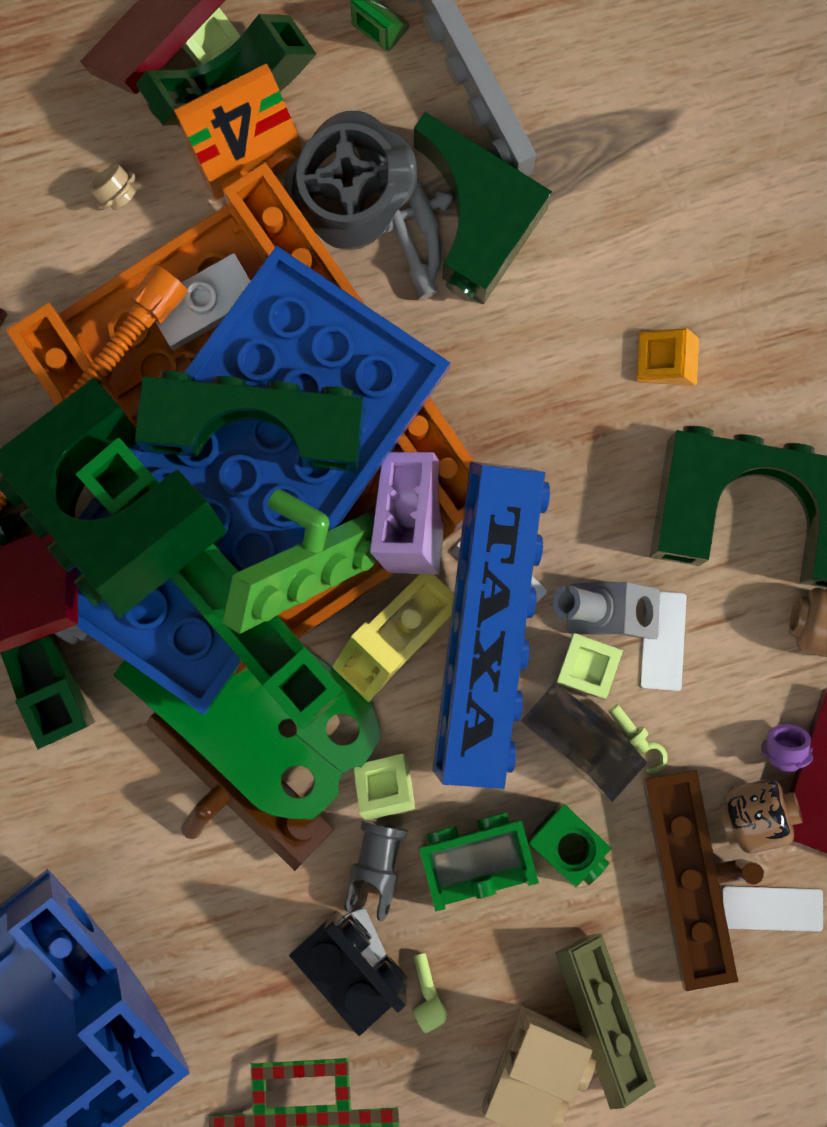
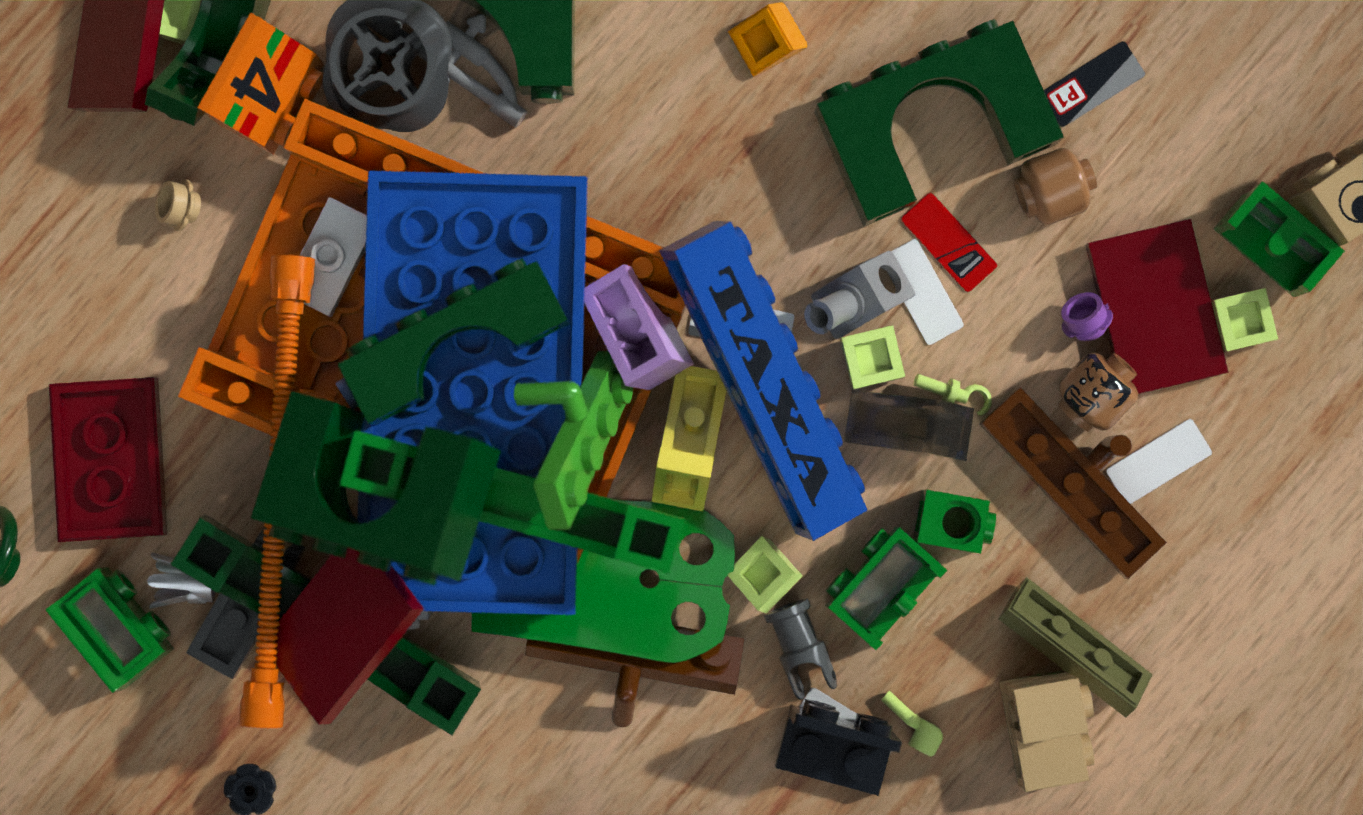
camera: 30 degrees left, 5 degrees up
(711, 614) = (949, 242): none -> red sticker

